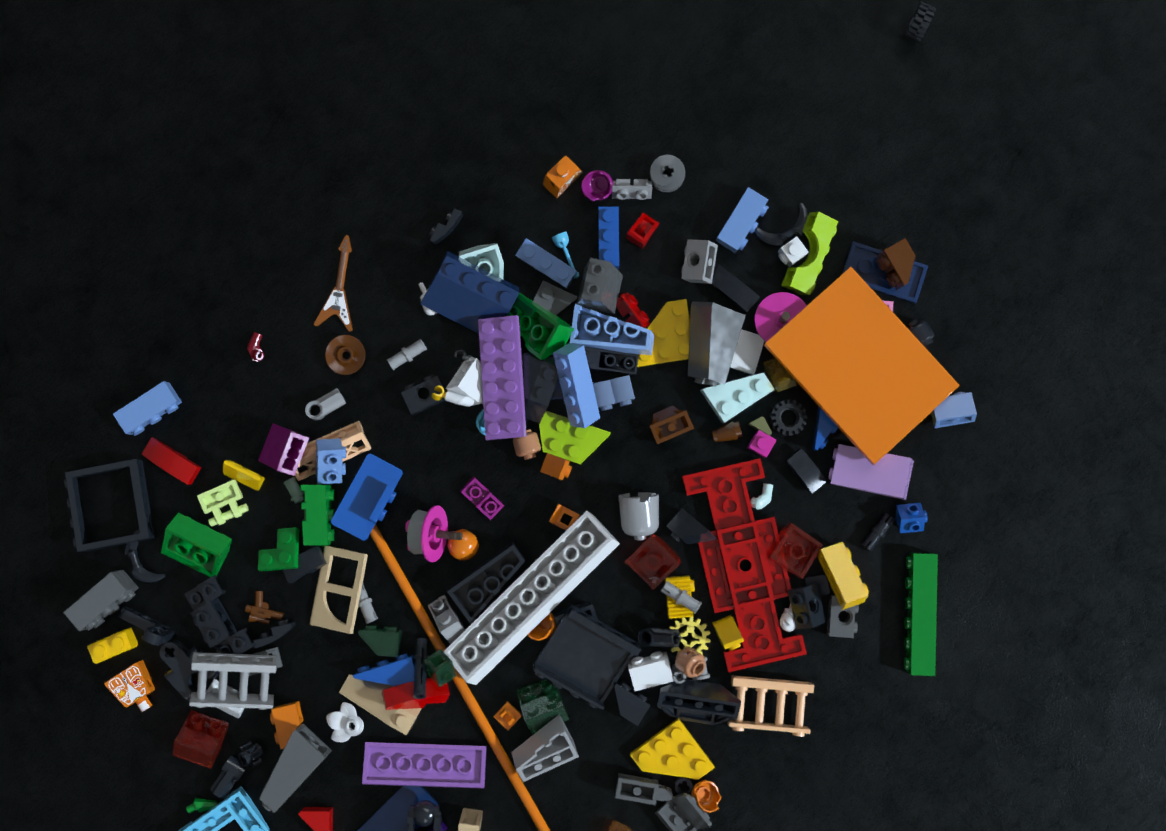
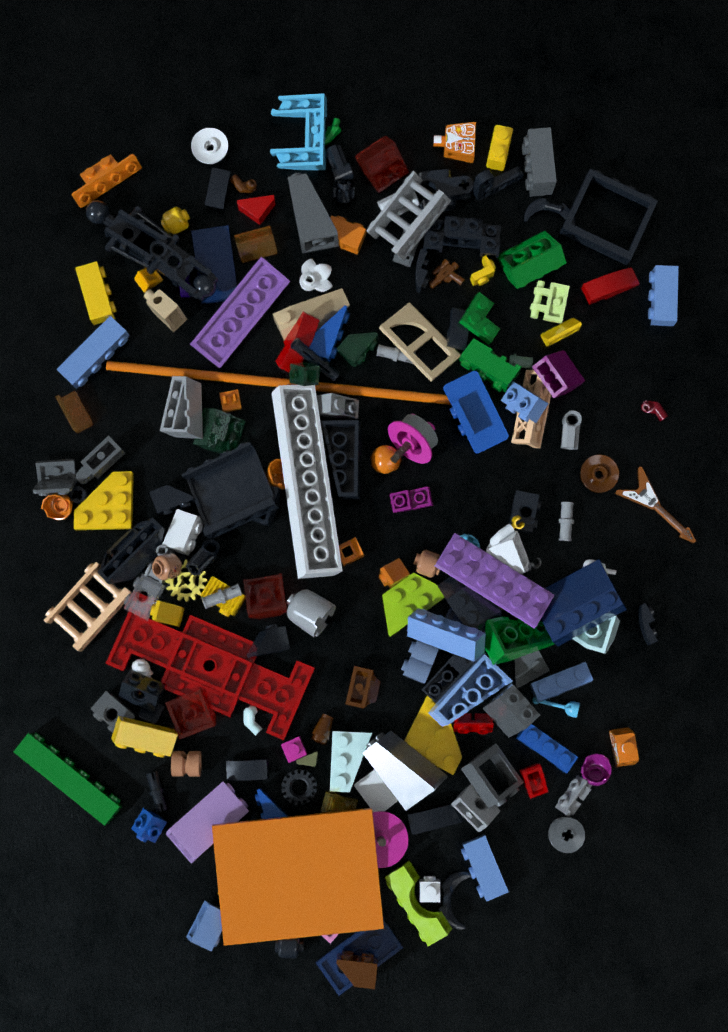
camera: 130 degrees right, 5 degrees down
(242, 577) = (483, 275): none -> yellow bracket
(353, 797) = (255, 244): none -> clear orange panel
(677, 271) = (483, 786): none -> dark grey window
(716, 663) = (154, 592): none -> clear brick
(839, 526) = (186, 763): none -> nougat wheel

